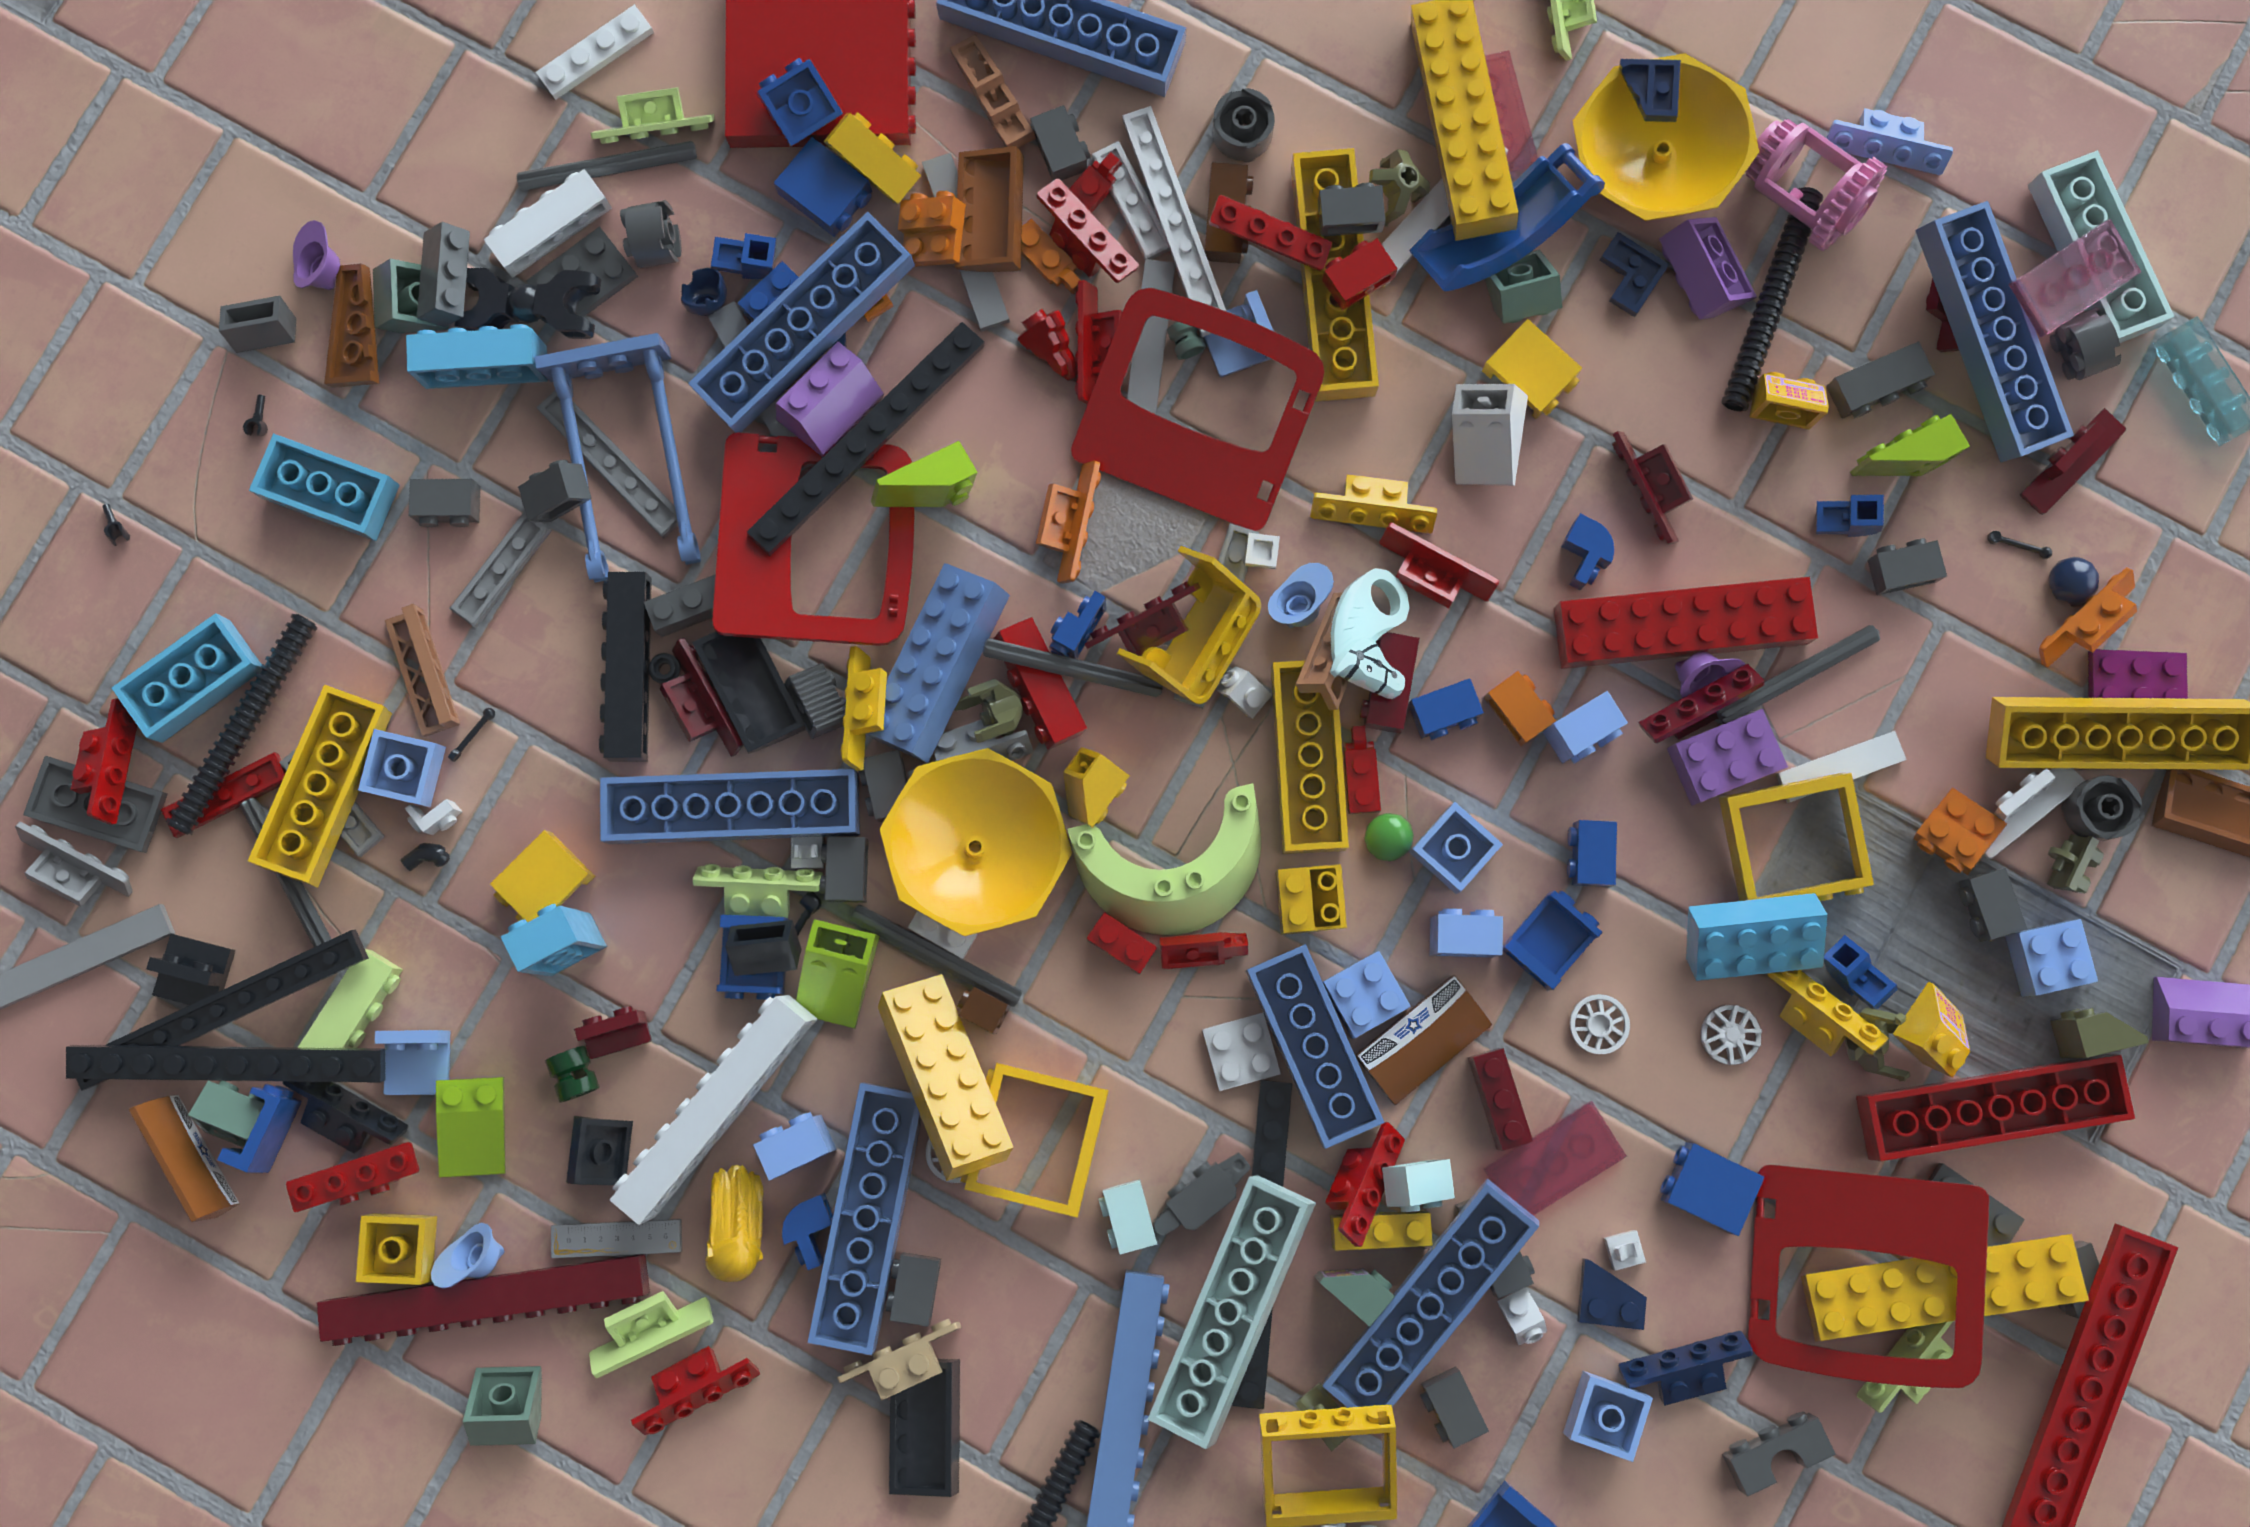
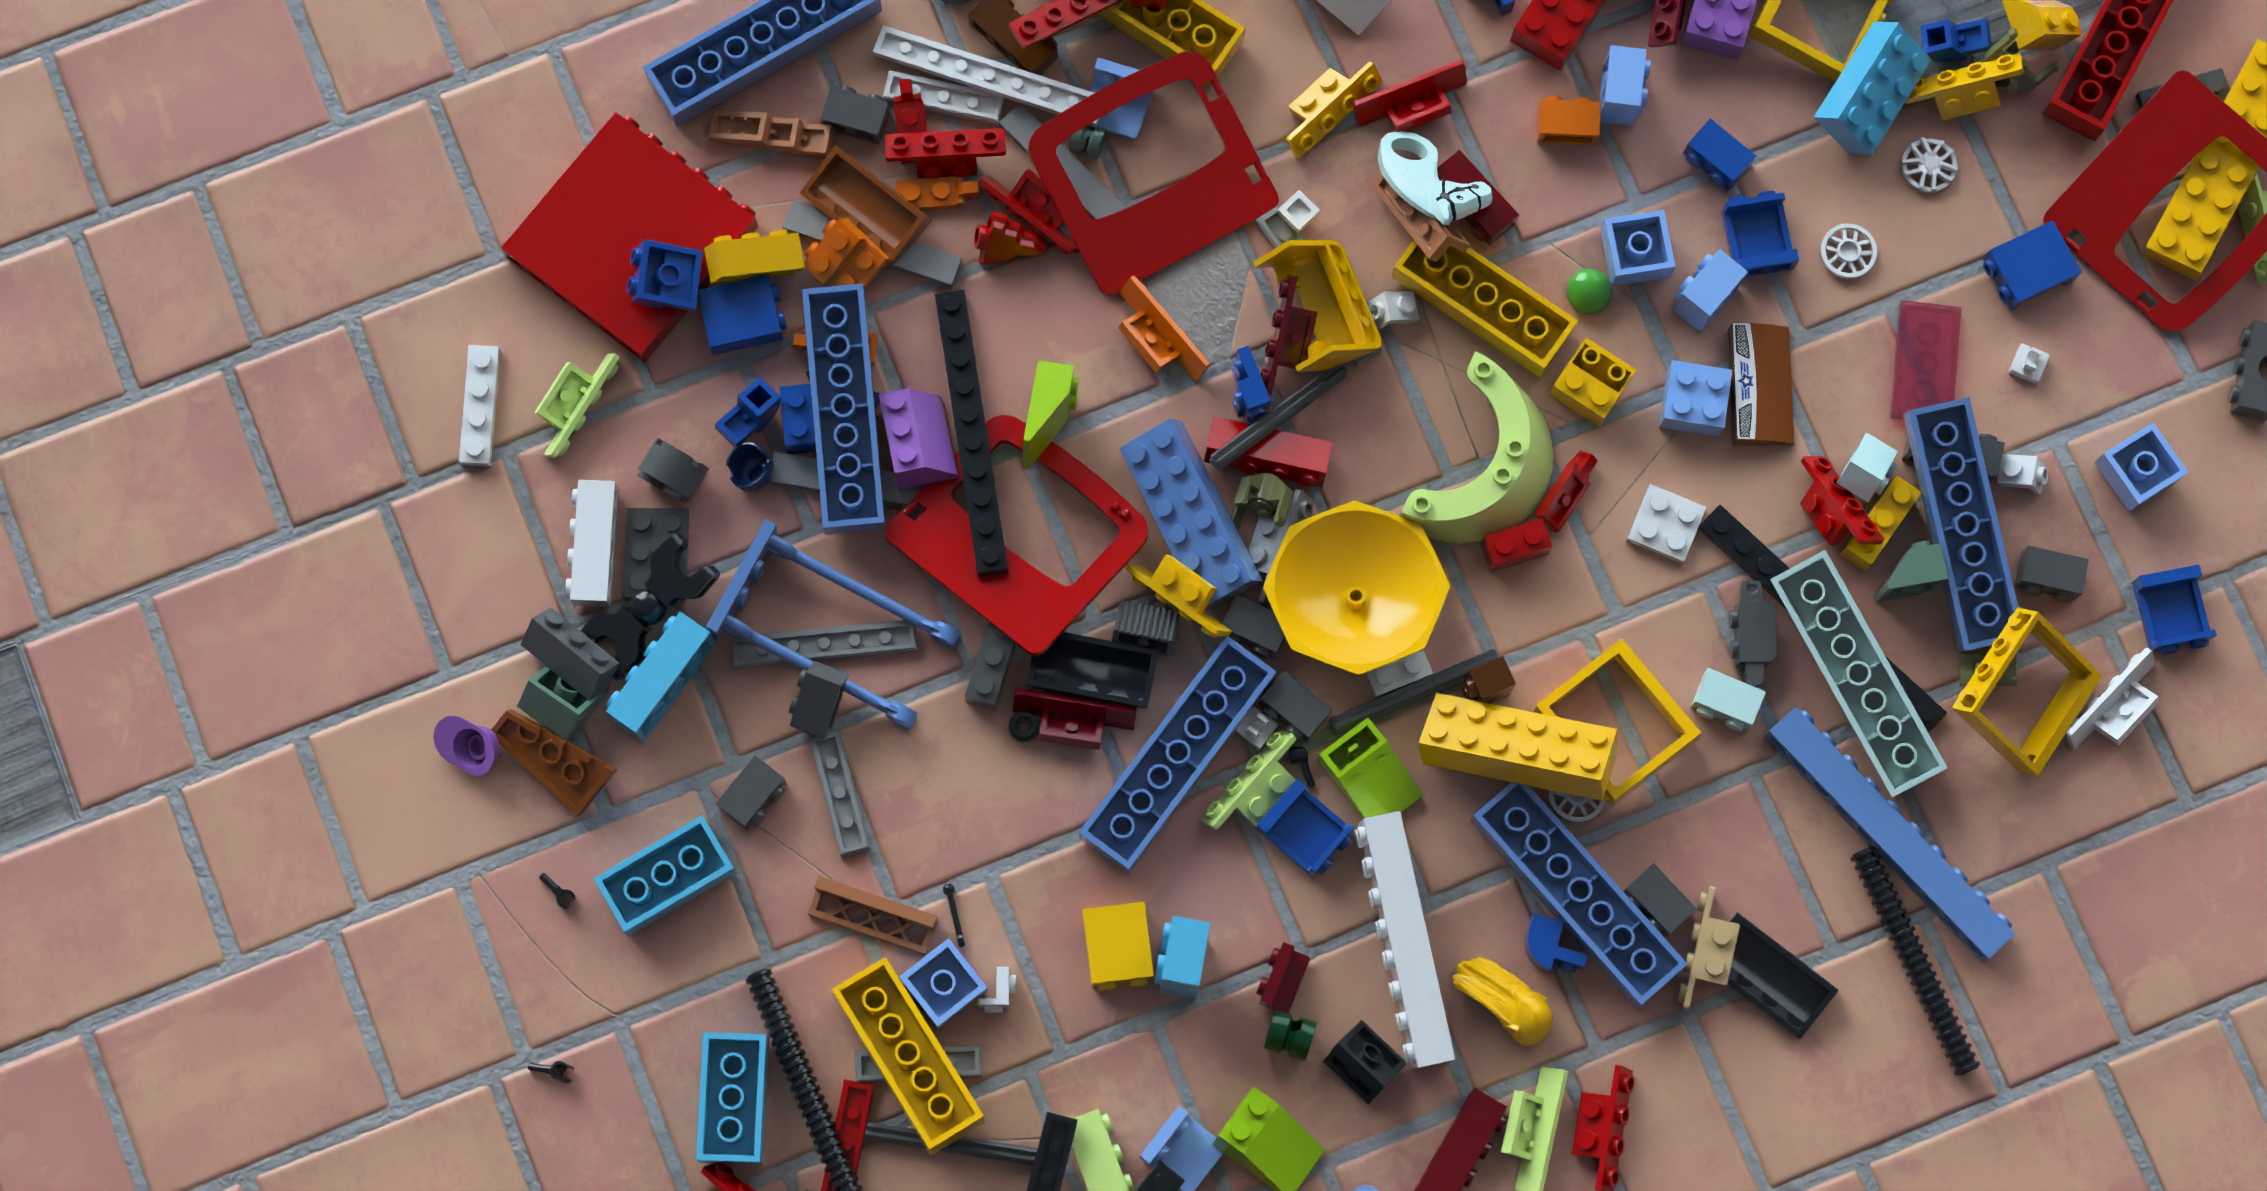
camera: 55 degrees left, 5 degrees down
(257, 324) = (487, 829): dark grey brick -> none
(426, 852) = (1021, 1019): black arm -> none
(608, 165) = (581, 465): dark grey axle -> none
(616, 1238) = (1443, 1101): light grey tile -> none
(627, 667) = (1001, 752): black brick -> none
(763, 948) = (1310, 810): black brick -> none
(796, 1146) = (1482, 903): light blue brick -> none
(1092, 785) = (1380, 472): yellow slope -> none
(1300, 596) = (1356, 208): light blue piece -> none
(1314, 1046) = (1706, 464): medium blue brick -> none
(1361, 773) = (1525, 270): red hinge -> none
(1446, 709) = (1526, 173): blue brick -> none
(1500, 1099) = (1849, 363): dark red brick -> none
(1609, 1300) = (2056, 403): dark blue wing -> none
(1688, 1369) = (2150, 386): dark blue bracket -> none

